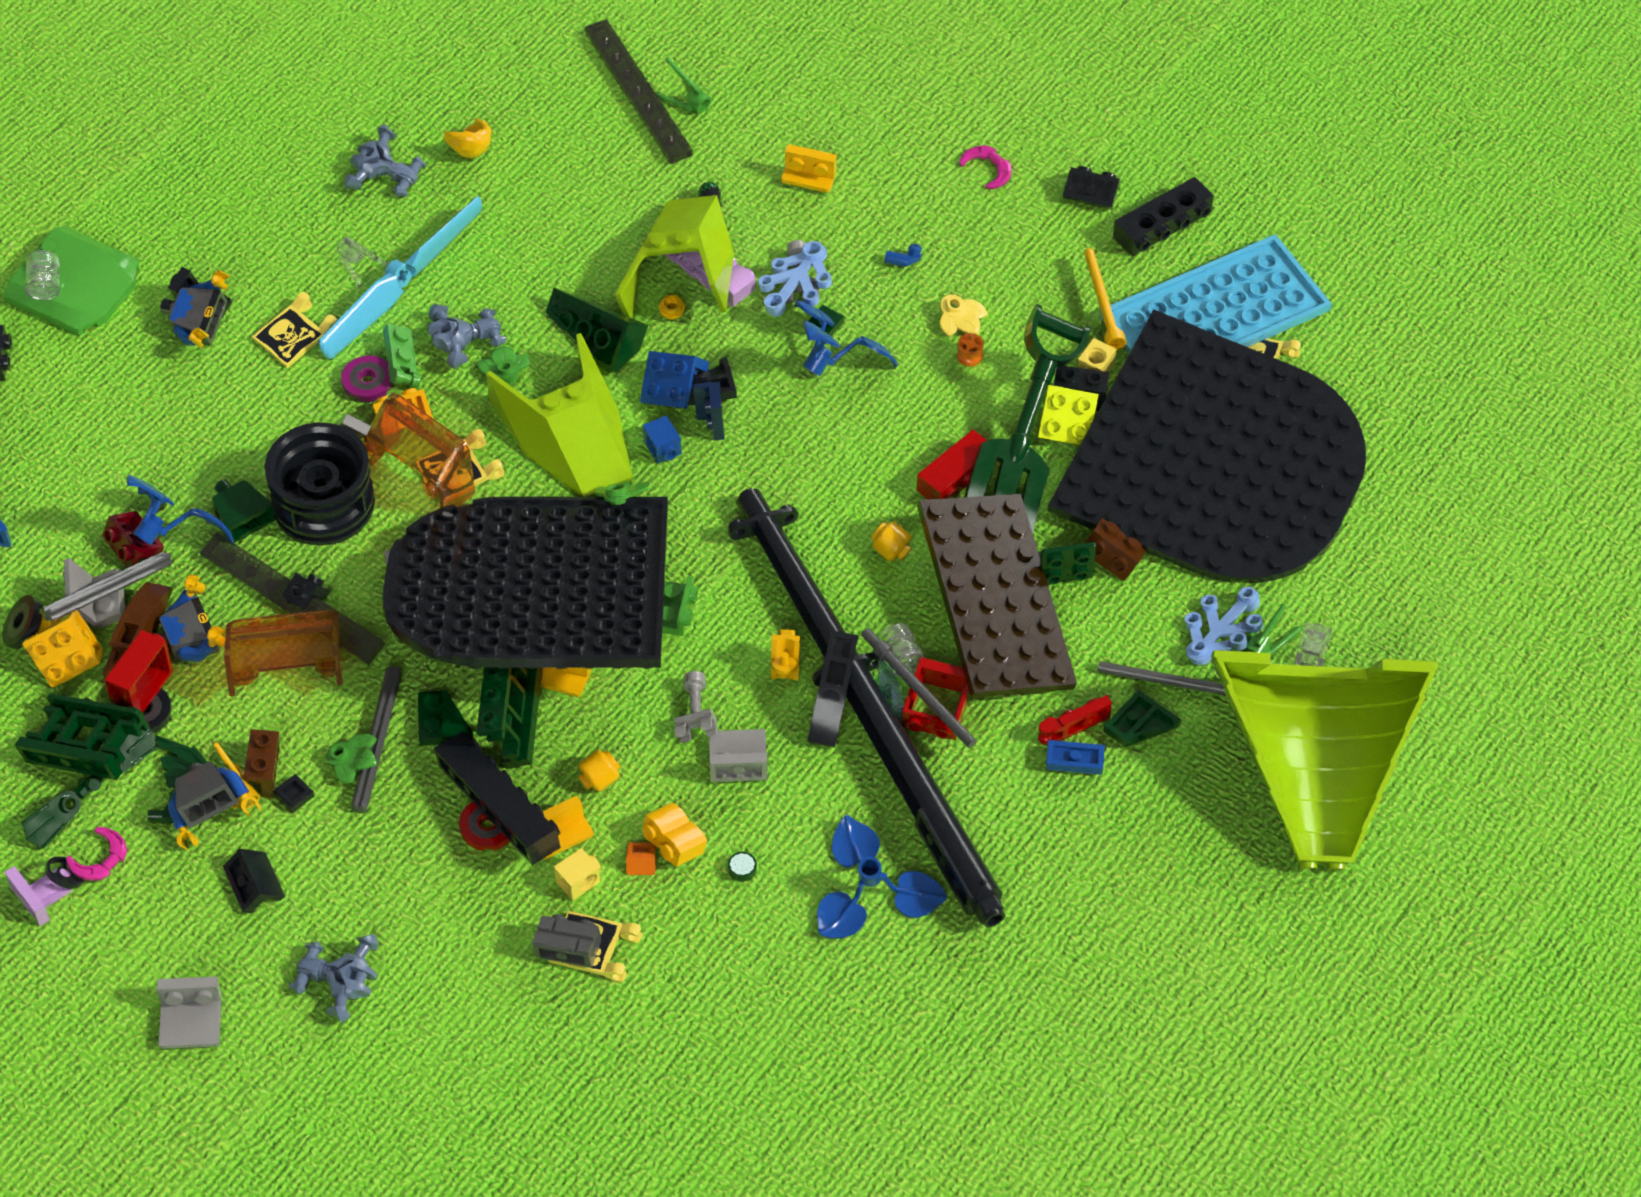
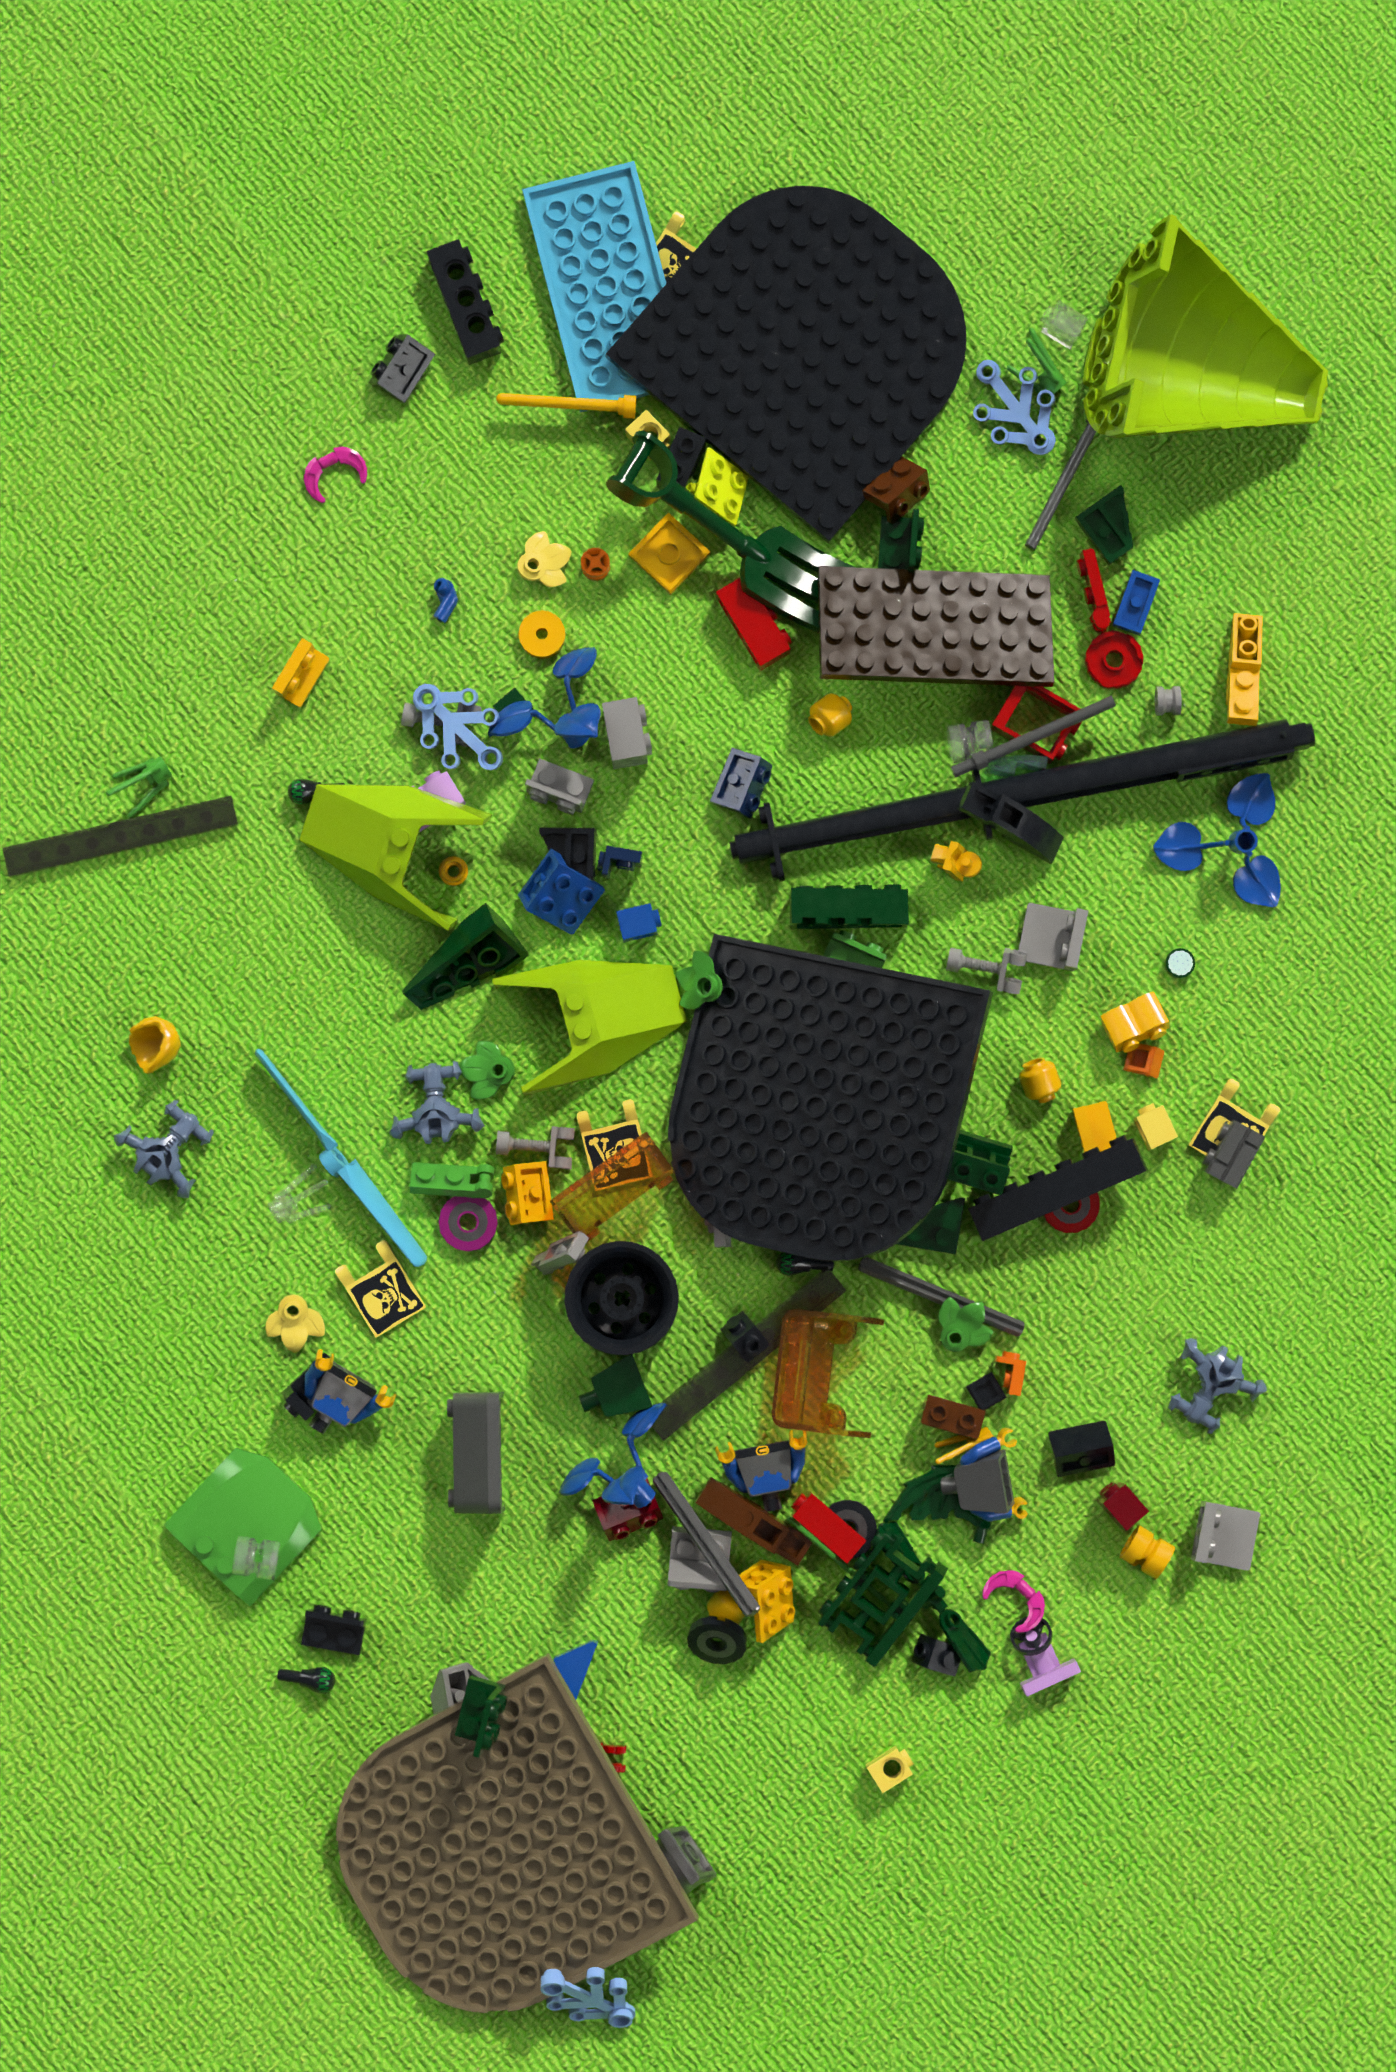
camera: 75 degrees left, 30 degrees up
(32, 798) = (936, 1655): none -> black bracket
(159, 399) = (476, 1452): none -> dark grey windscreen
(162, 947) = (1146, 1551): none -> yellow wheel
(202, 913) = (1121, 1505): none -> dark red brick
(254, 278) = (294, 1327): none -> light yellow plate
(314, 808) = (1012, 1378): none -> orange bracket
(378, 618) = (792, 1264): none -> black piece
(442, 387) = (506, 1143): none -> light grey bar
(718, 584) = (848, 908): none -> dark green wedge
(765, 361) = (559, 786): none -> light grey bracket
(810, 492) = (742, 782): none -> bracket
(825, 390) = (625, 732): none -> light grey brick
(896, 337) = (542, 647): none -> yellow piece
(990, 800) = (1168, 700): none -> light grey wheel
(997, 402) = (669, 553): none -> yellow tile
(1016, 768) = (1109, 676): none -> red tile
(1039, 858) = (1244, 669): none -> yellow slope

